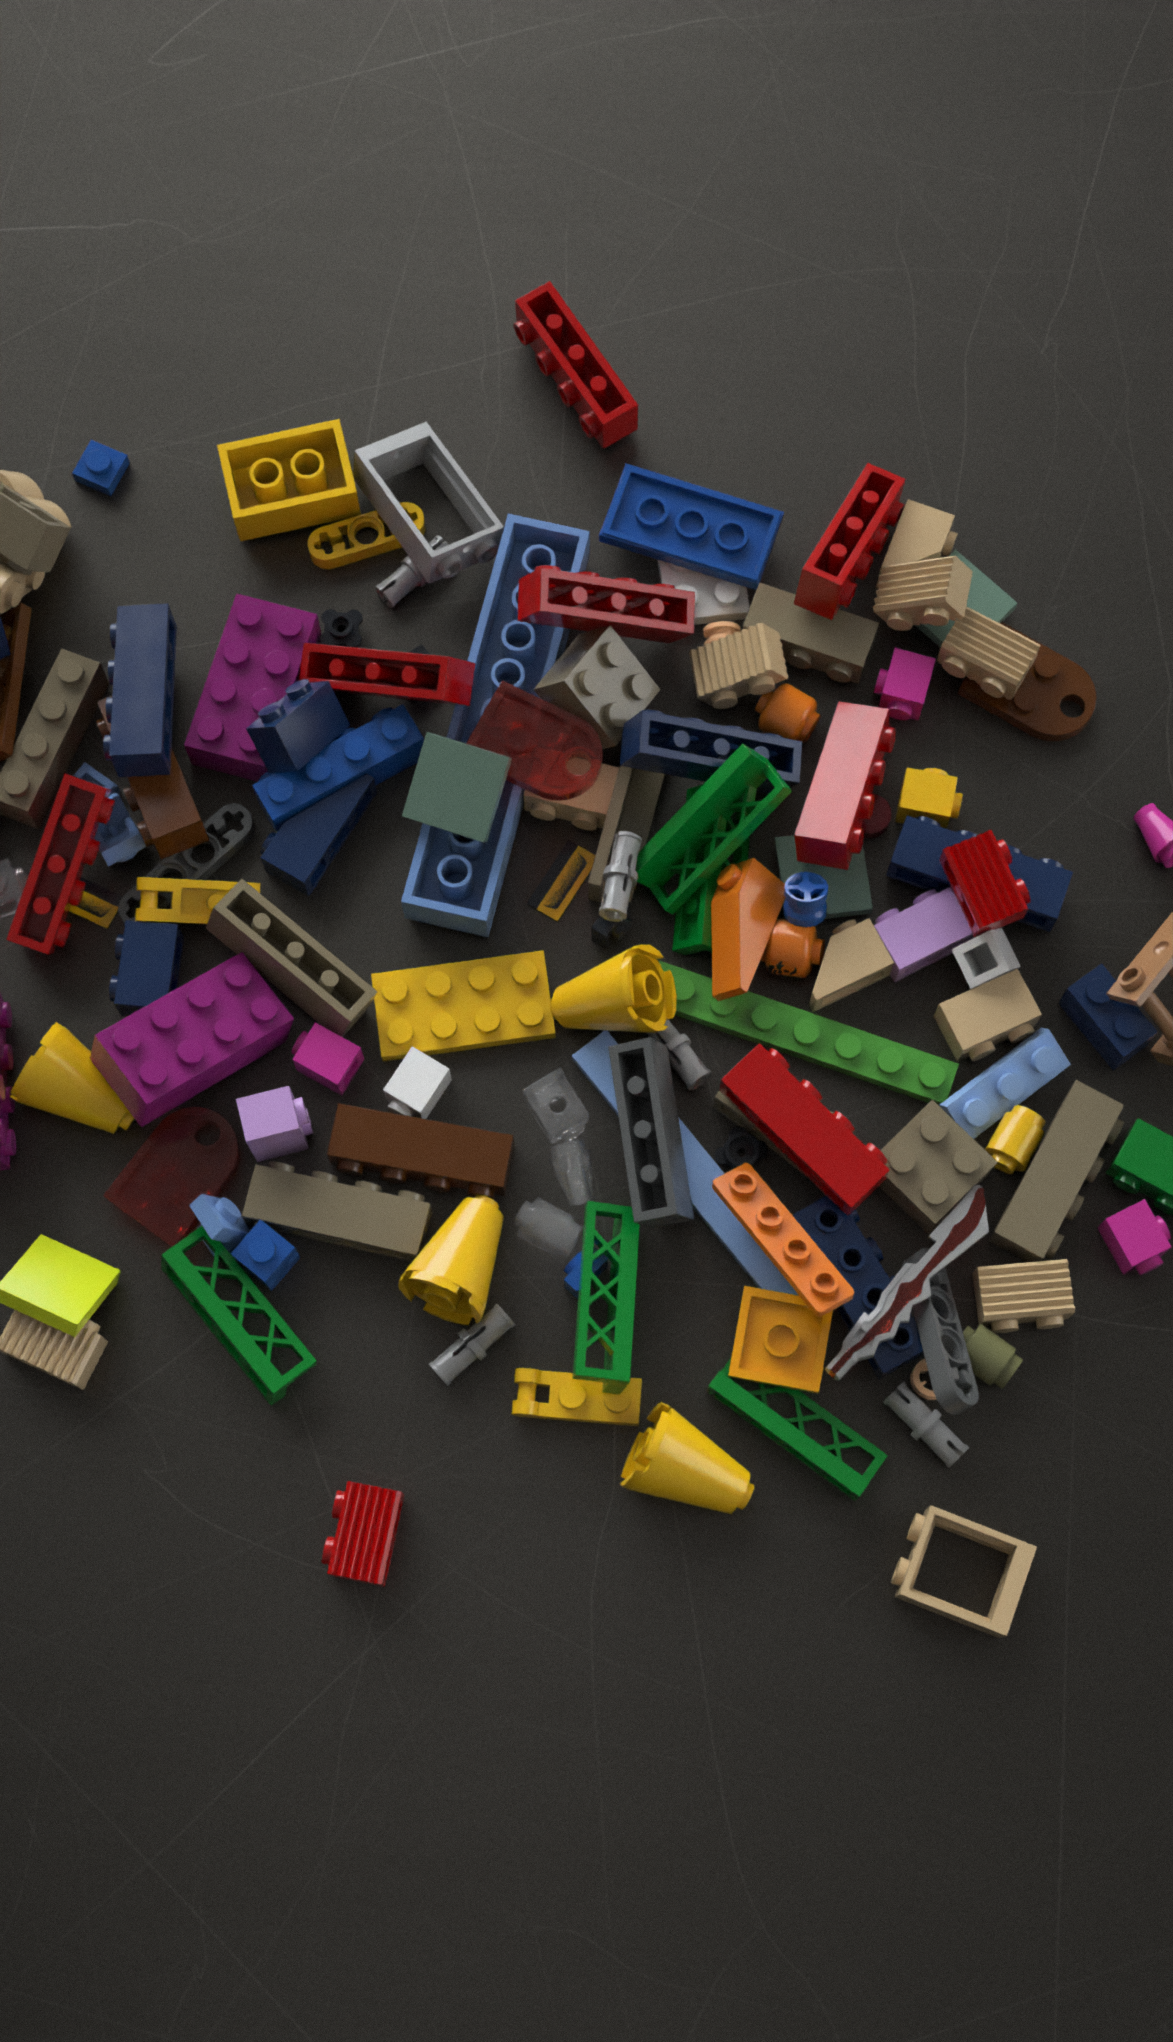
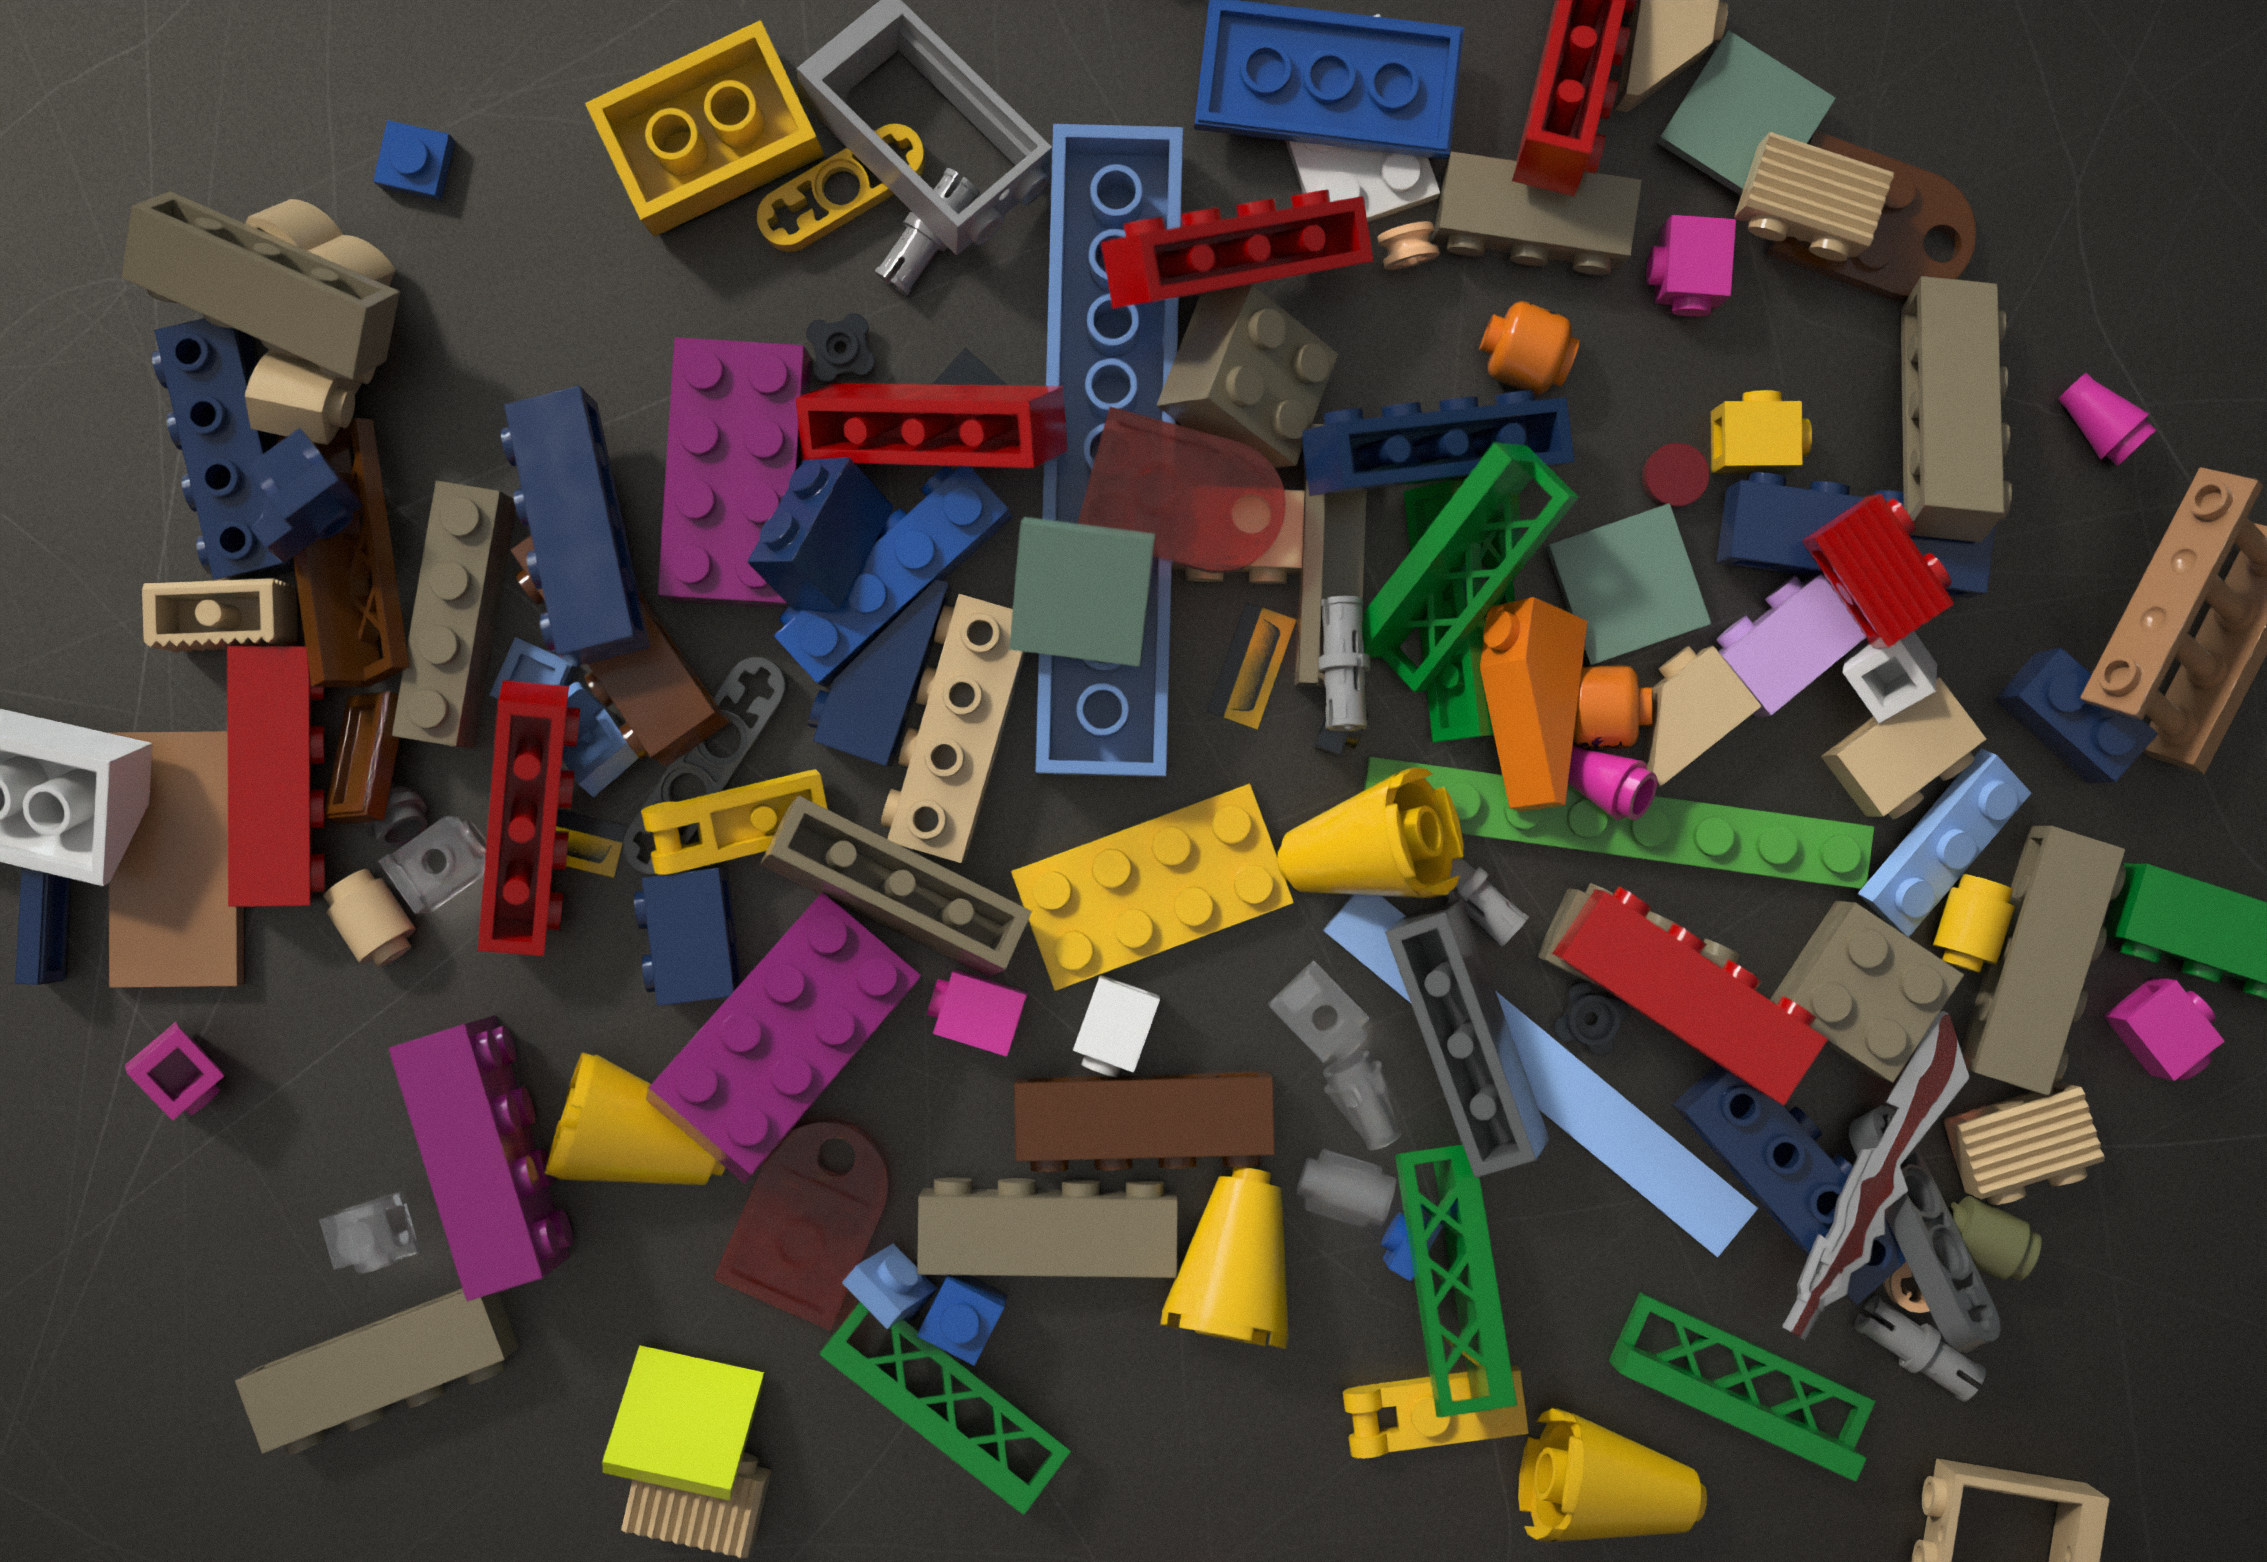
camera: 15 degrees left, 15 degrees up
(274, 1123) = (931, 1133): lavender brick -> none
(360, 873) = (958, 733): none -> tan brick
(472, 1344) = (1250, 1407): light grey pin -> none
(738, 666) = (1446, 292): tan brick -> none
(779, 1341) = (1705, 1283): light orange plate -> none
(783, 1239) = (1692, 1164): orange bracket -> none
(784, 992) = (1613, 782): none -> dark pink cone
(805, 899) = (1629, 628): blue wheel -> none
(844, 786) = (1639, 449): brick -> none
(923, 592) = (1704, 124): tan brick -> none
(1055, 801) = (1954, 409): none -> dark tan brick

